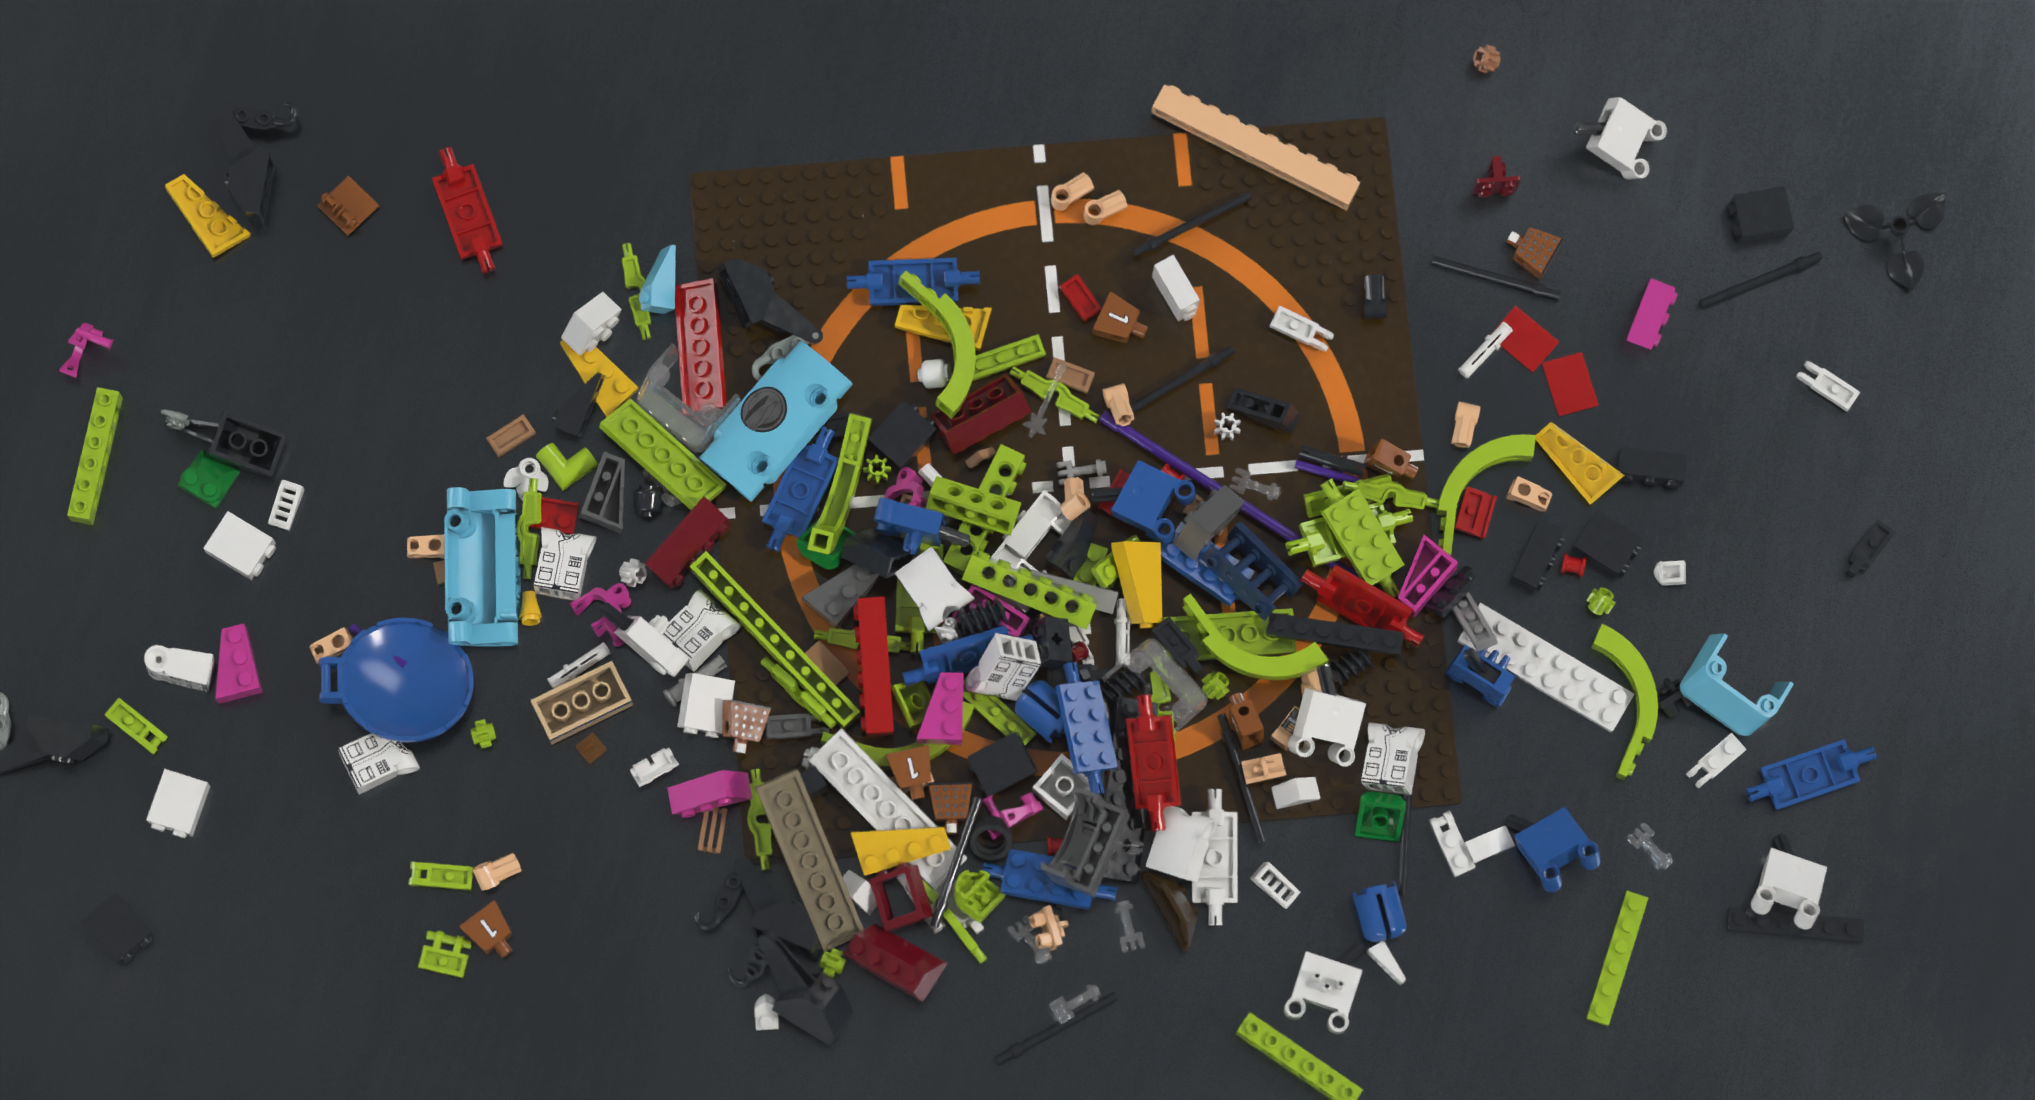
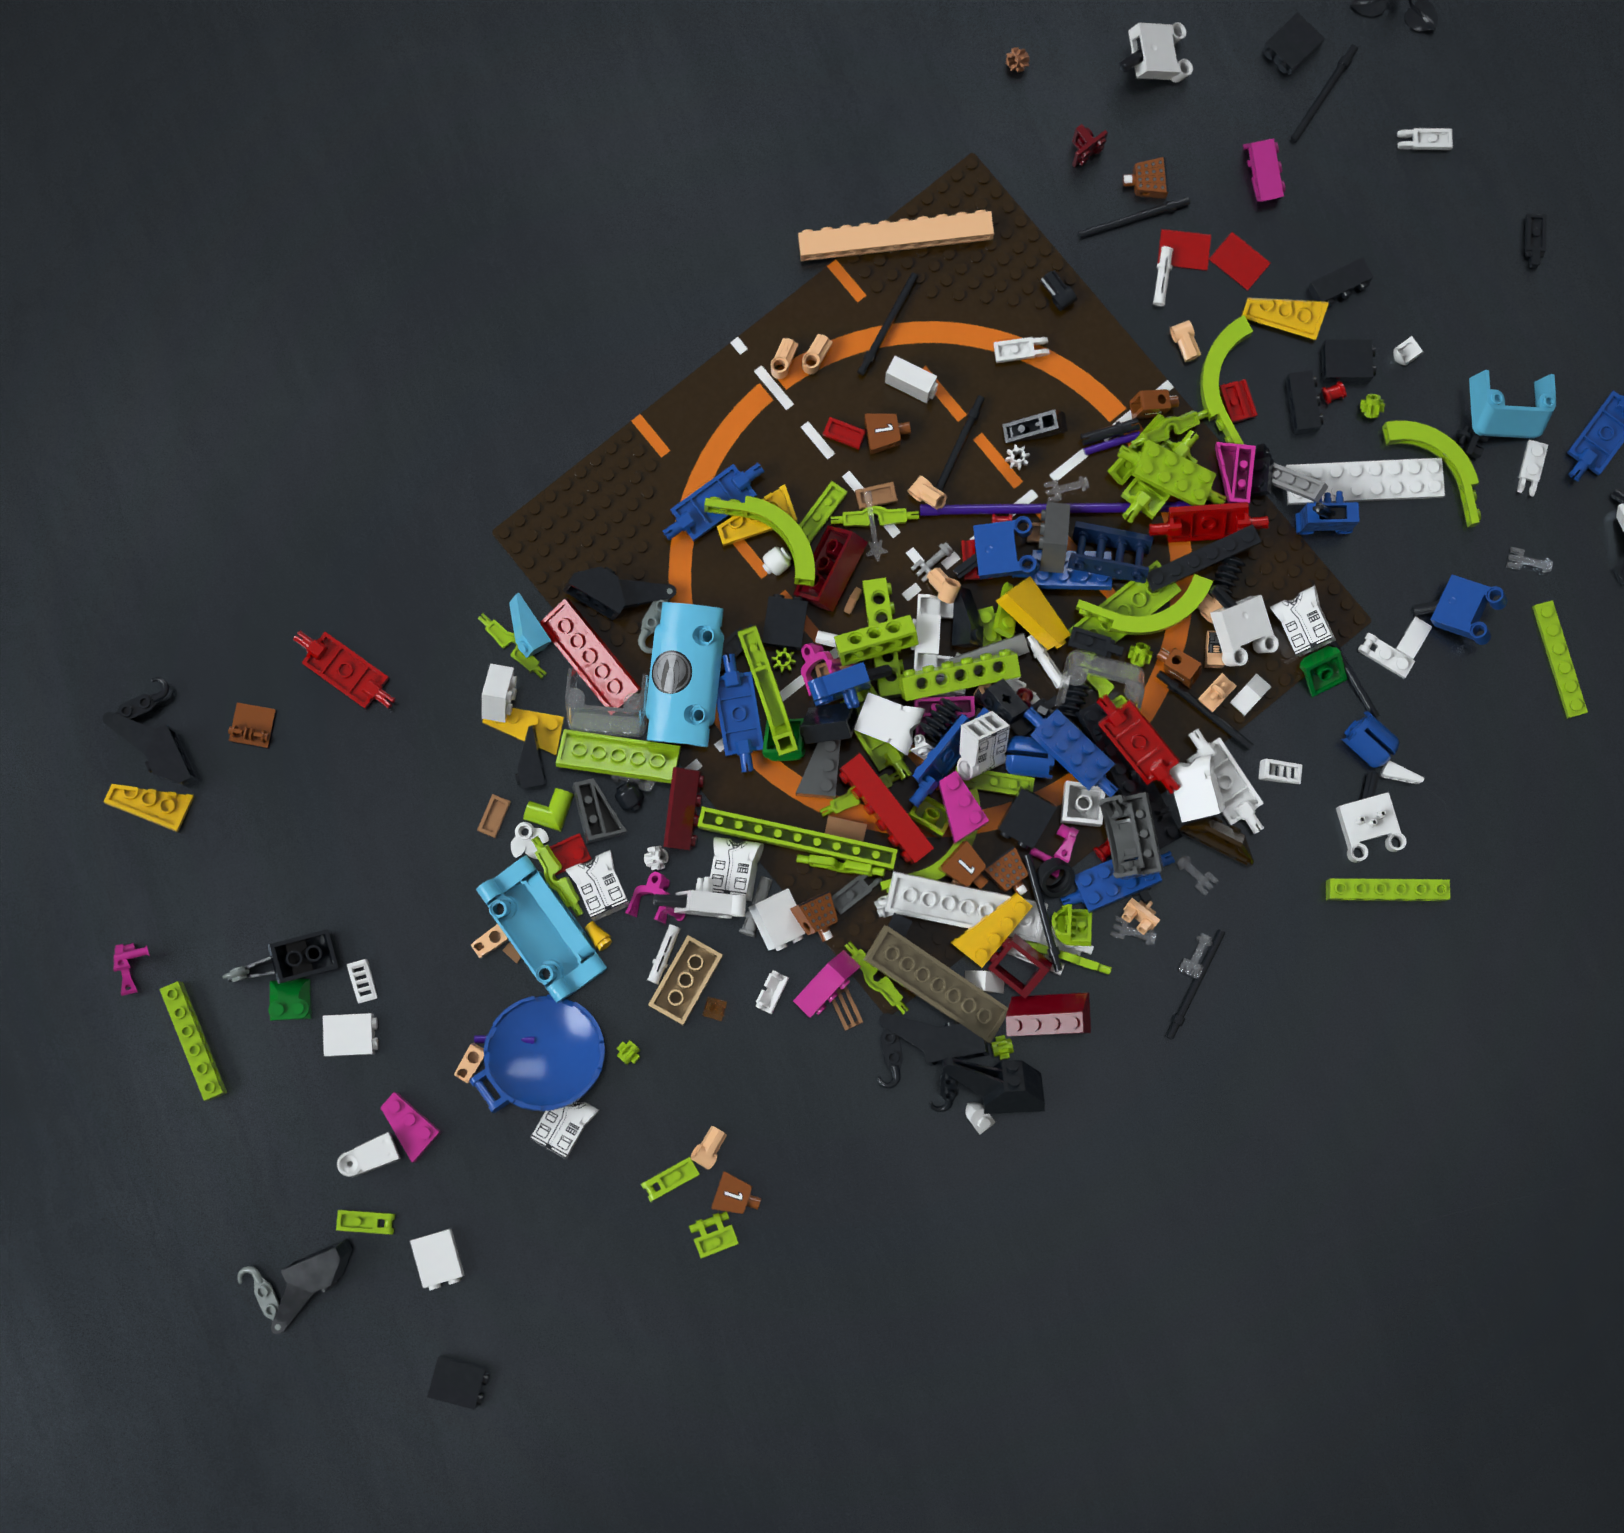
camera: 30 degrees left, 5 degrees up
(1529, 494) = (1266, 361): light nougat leg -> none

